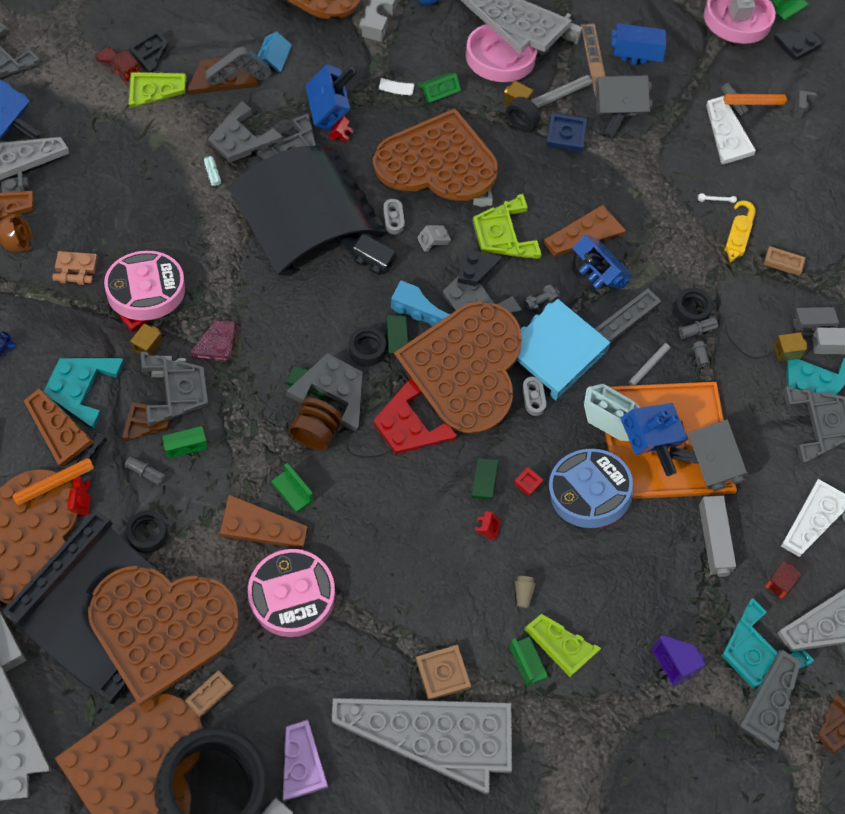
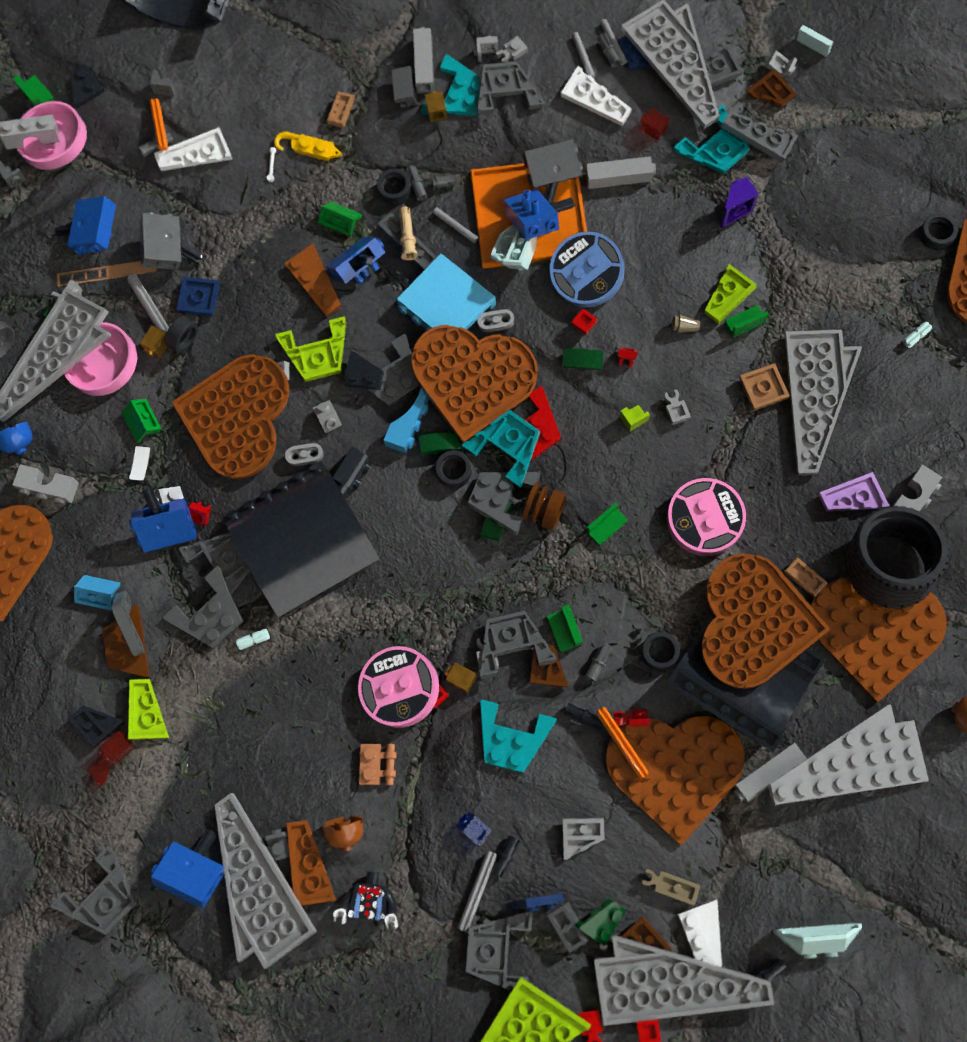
camera: 80 degrees left, 10 degrees up
(57, 428) = (564, 749): dark orange wing -> none
(216, 341) = (454, 612): clear pink wing -> none
(256, 524) = (642, 555): dark orange wing -> none
(358, 106) = (169, 494): none -> bracket
(394, 401) = (513, 437): none -> teal wing
(414, 527) = (634, 417): none -> lime panel
(420, 574) = (677, 409): none -> light grey plate
(550, 293) = (387, 308): dark grey bar -> none
(625, 311) = (407, 240): none -> tan pin
(656, 255) = (338, 218): none -> green panel

